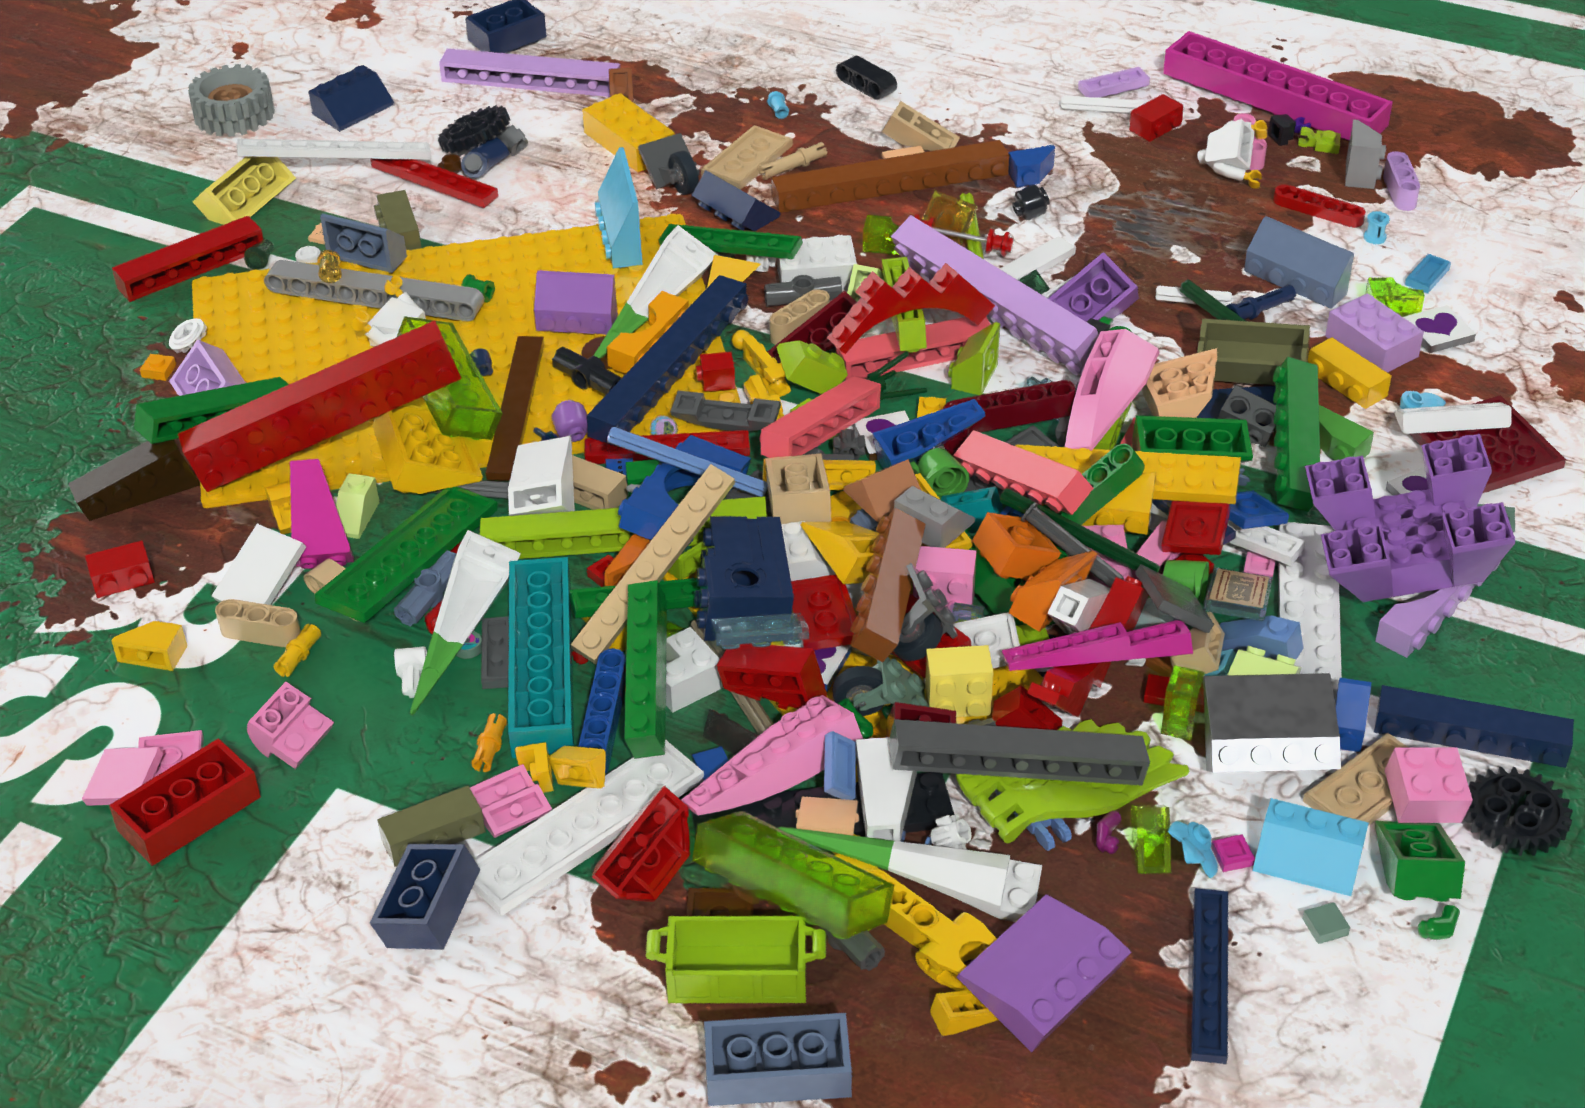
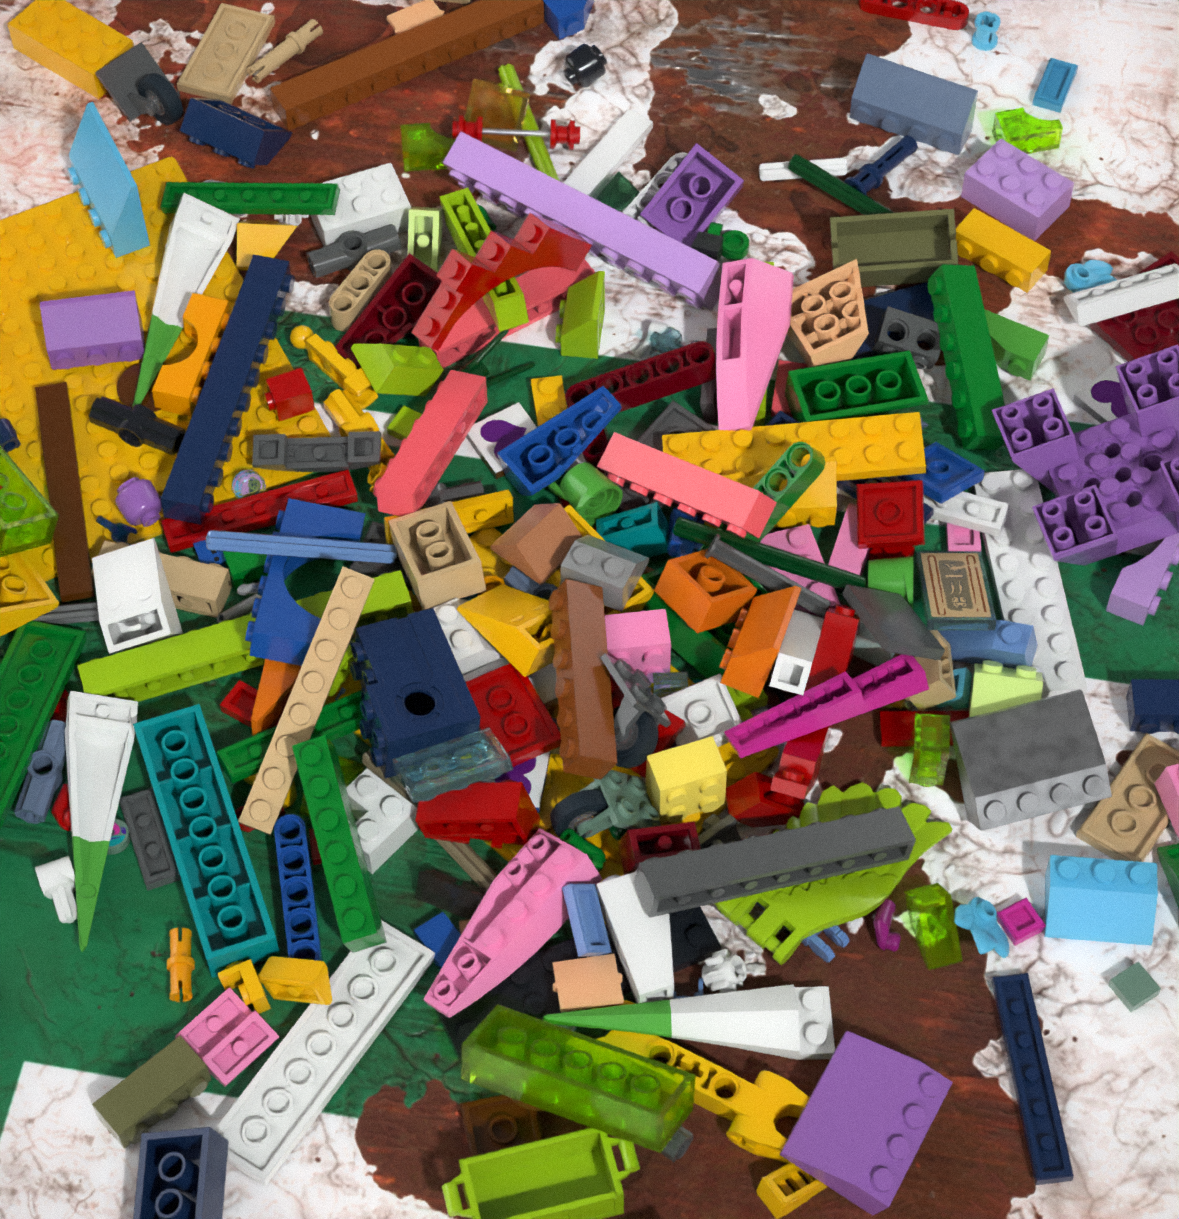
camera: 15 degrees left, 15 degrees up
(647, 850) = (401, 1071): red wedge -> none
(849, 443) = (470, 466): dark grey gear -> none
(1351, 712) = (1109, 719): blue slope -> none
(1441, 328) = (1085, 163): tile -> none

